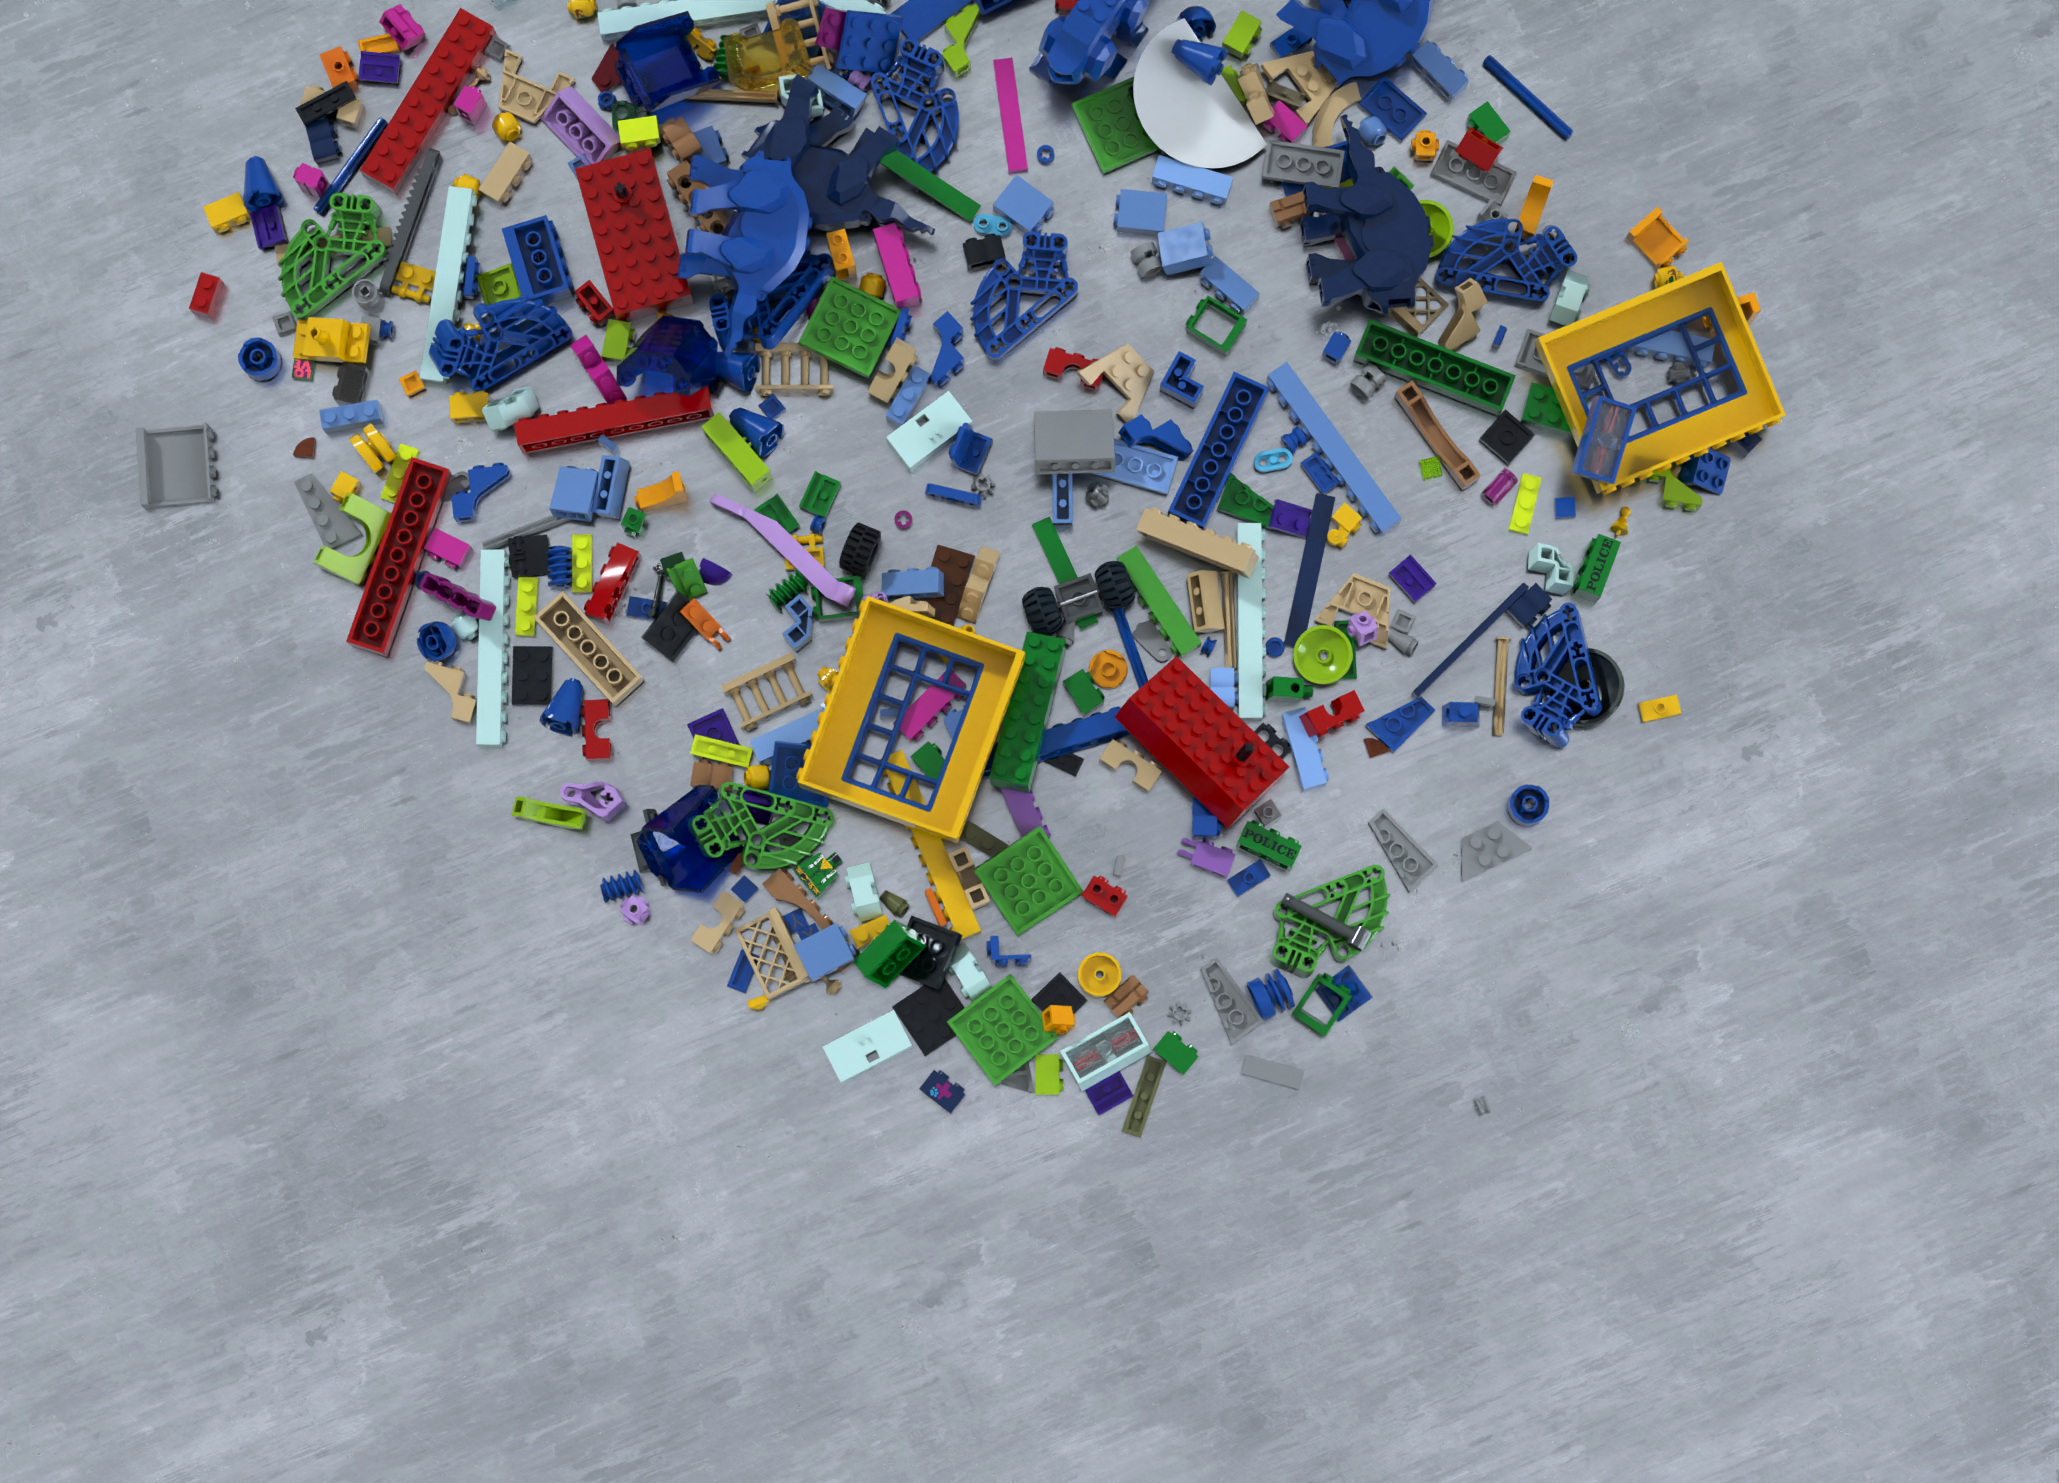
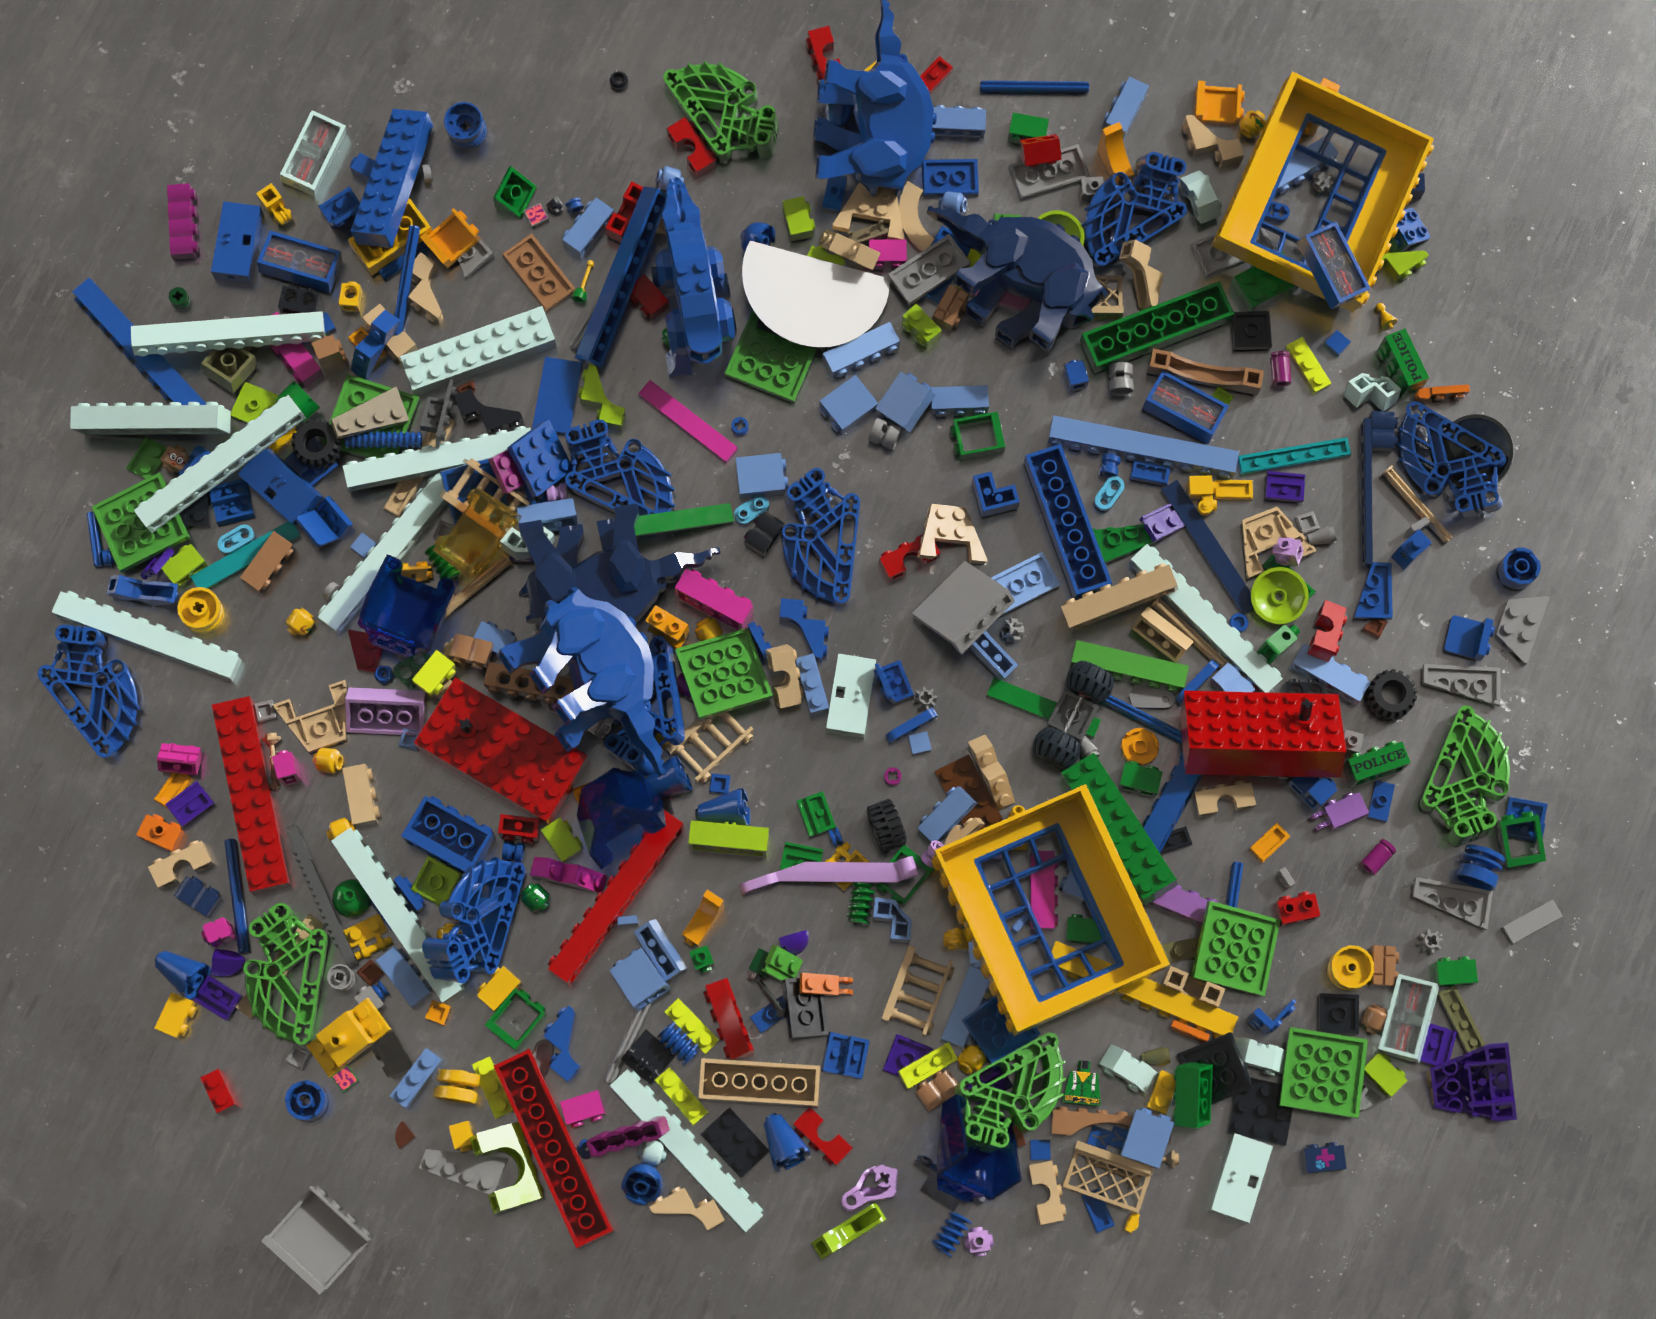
camera: 50 degrees left, 5 degrees down
(297, 206) = (226, 962): none -> dark purple brick
(325, 103) = (176, 866): black tile -> none
(392, 310) = (370, 973): none -> copper tile
(411, 335) = (404, 976): none -> medium blue brick
(426, 243) = (351, 899): none -> green cylinder
(442, 450) = (523, 996): none -> green window
(506, 411) = (533, 964): light aqua brick -> none
(558, 364) = (535, 897): none -> green head
(575, 316) = (513, 851): none -> blue wheel
(671, 688) = (845, 1055): none -> blue slope
(947, 514) = (919, 743): none -> medium blue tile
(1058, 1019) = (1356, 1027): light orange brick -> none
(1076, 836) = (1234, 885): none -> blue axle
(1082, 1027) = (1374, 1018): none -> medium nougat head
(1109, 1146) = (1477, 1083): none -> dark purple wedge
(1133, 829) = (1269, 842): none -> light orange tile
(1165, 437) = (1021, 546): blue arch -> none
(1201, 58) = (791, 257): blue cone -> none
(1203, 661) = (1200, 678): none -> blue beam
(1203, 915) = (1378, 857): none -> magenta piece
(1208, 646) = (1194, 664): blue bush -> none
(1255, 203) = (921, 326): none -> lime brick
(1334, 789) = (1402, 684): none -> black tyre
(1356, 937) = (1501, 769): dark grey piece -> none
(1371, 544) = (1234, 490): none -> yellow tile
(1395, 448) = (1185, 407): none -> brick
(1425, 145) = (999, 181): light orange brick -> none
(1438, 820) = (1469, 637): none -> blue bracket
(1443, 562) = (1294, 456): none -> teal tile
(1454, 18) = (936, 73): none -> red tile
(1499, 337) = (1178, 266): blue tile -> none
(1582, 176) = (1127, 104): none -> medium blue brick
(1605, 618) = (1442, 392): none -> orange hinge
(1616, 258) = (1204, 141): none -> tan arch
(1659, 708) = (1536, 421): yellow plate -> none

